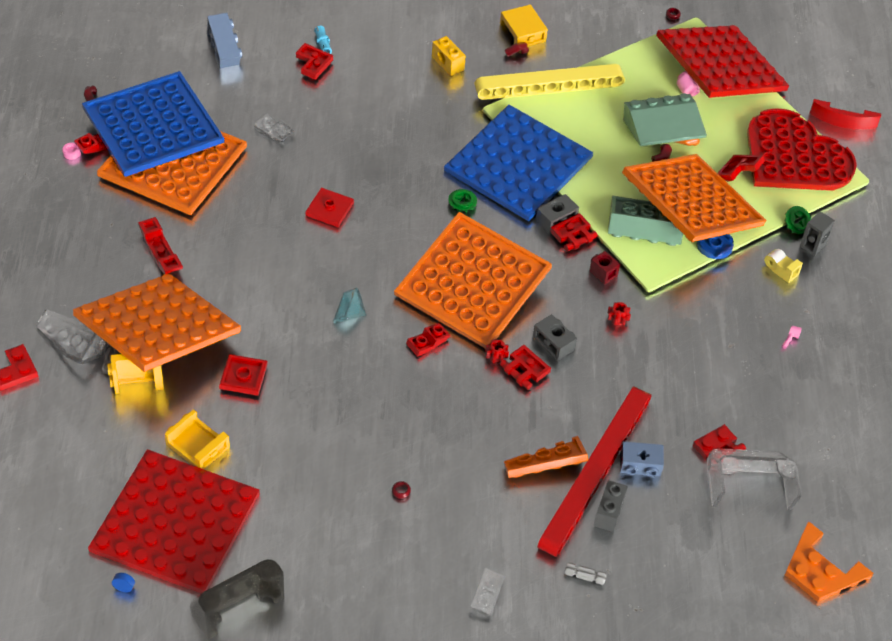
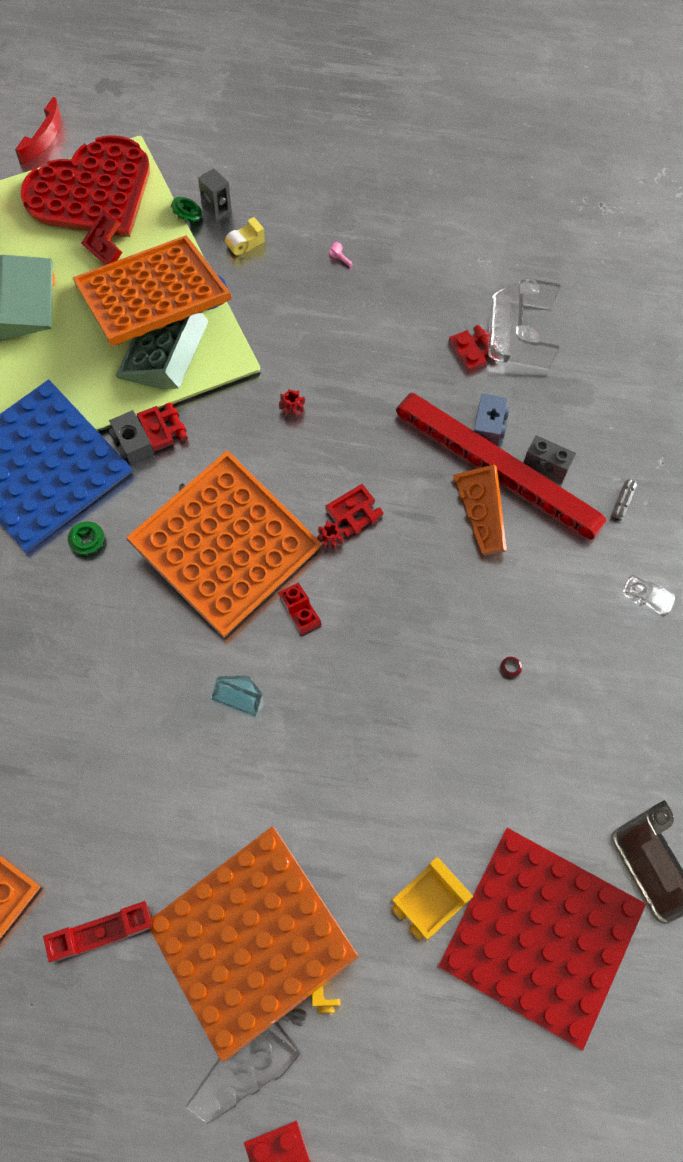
camera: 80 degrees left, 15 degrees up
(123, 582) = (635, 1004): blue tile -> none
(243, 374) = (331, 833): red plate -> none
(329, 207) = (63, 699): red plate -> none
(555, 337) = (312, 482): dark grey brick -> none
(604, 267) = (222, 397): dark red brick -> none
(664, 153) = (65, 310): dark red arm -> none
(816, 573) = (622, 304): orange wing -> none

